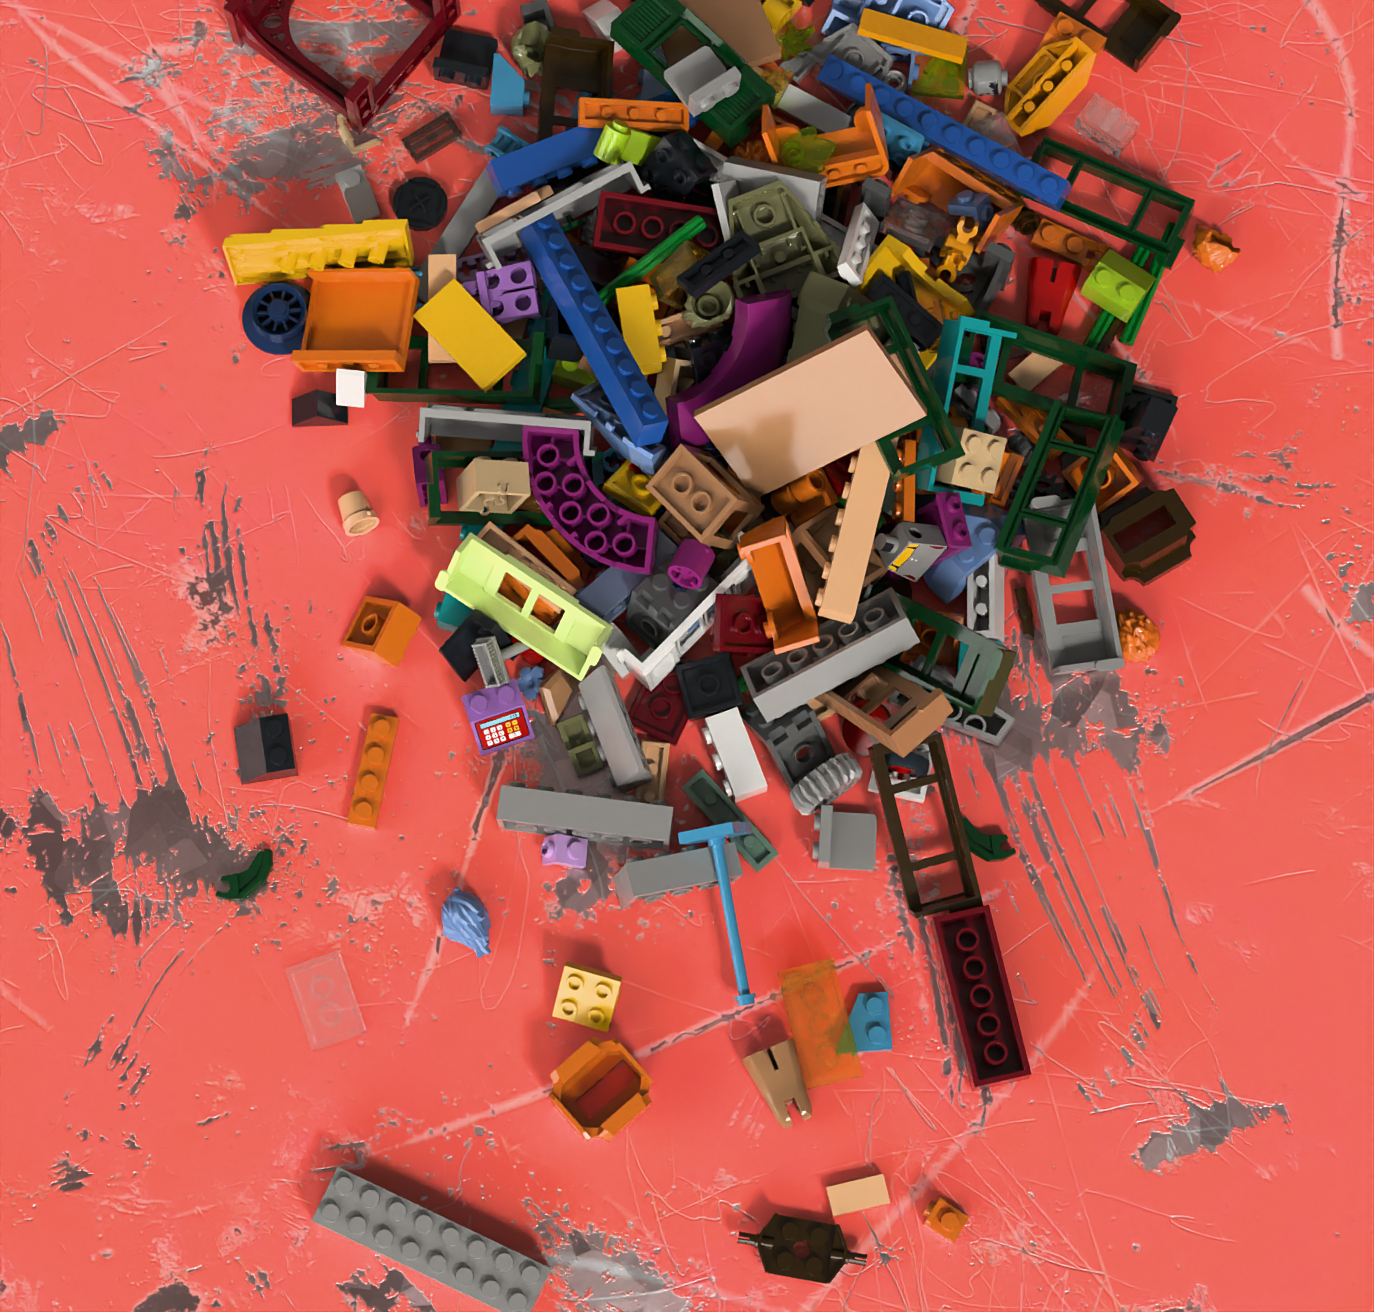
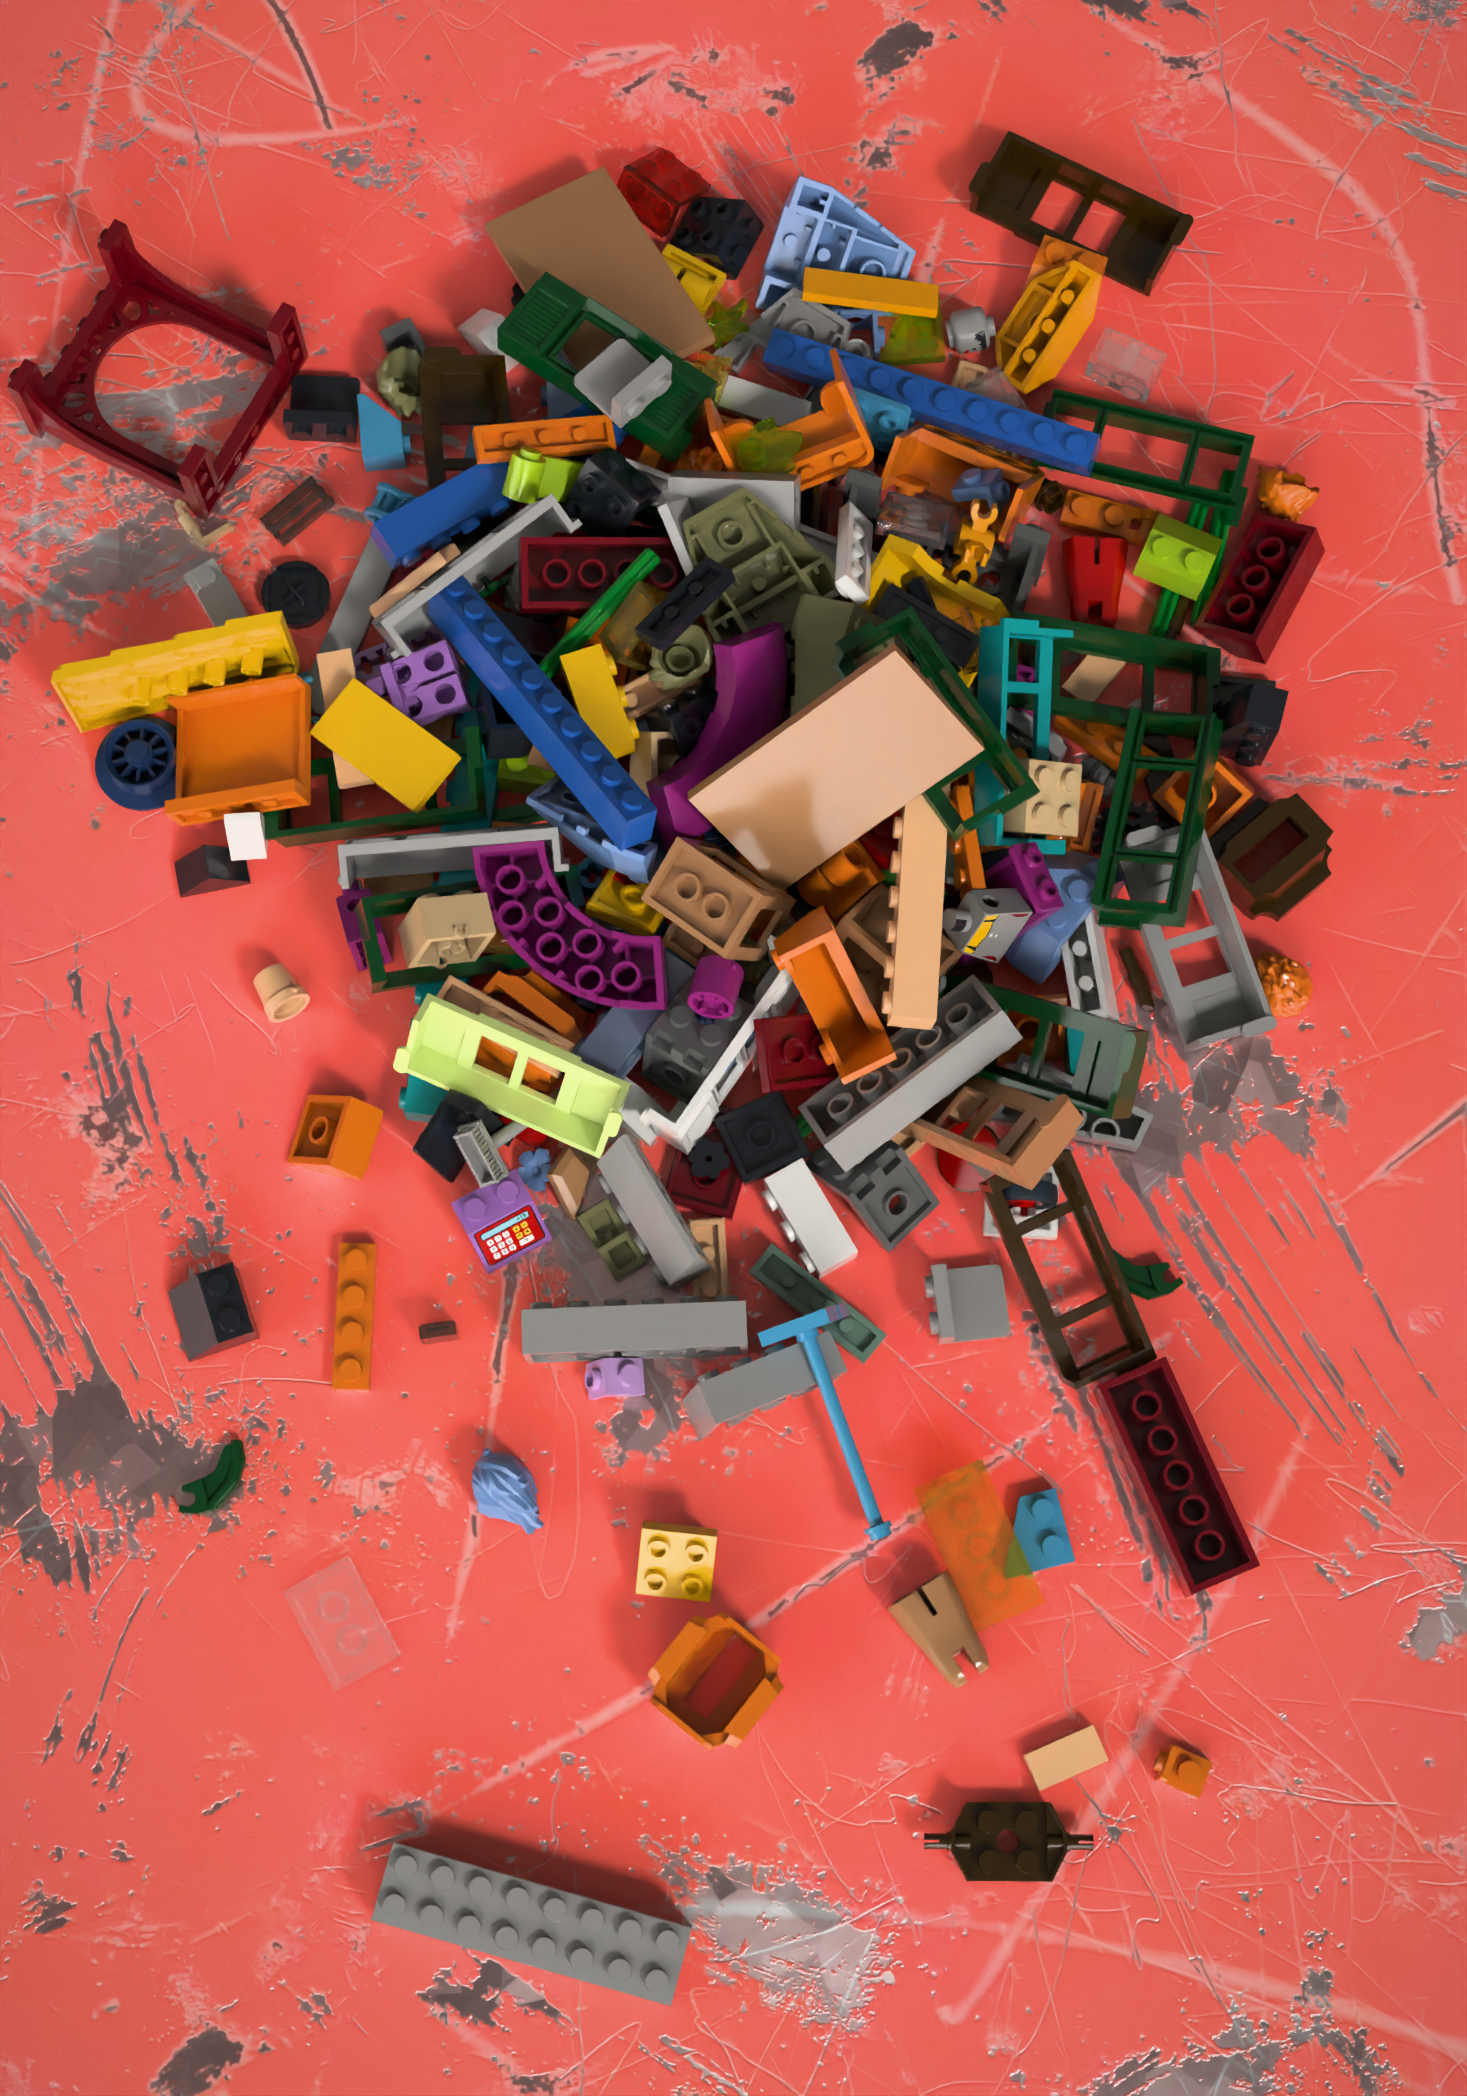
camera: 10 degrees left, 0 degrees up
(435, 793) = (438, 1332): none -> clear smoke tile
(664, 688) = (703, 1150): none -> black plant
(825, 783) = (931, 1237): light grey gear -> none
(1179, 320) = (1261, 587): none -> dark red slope

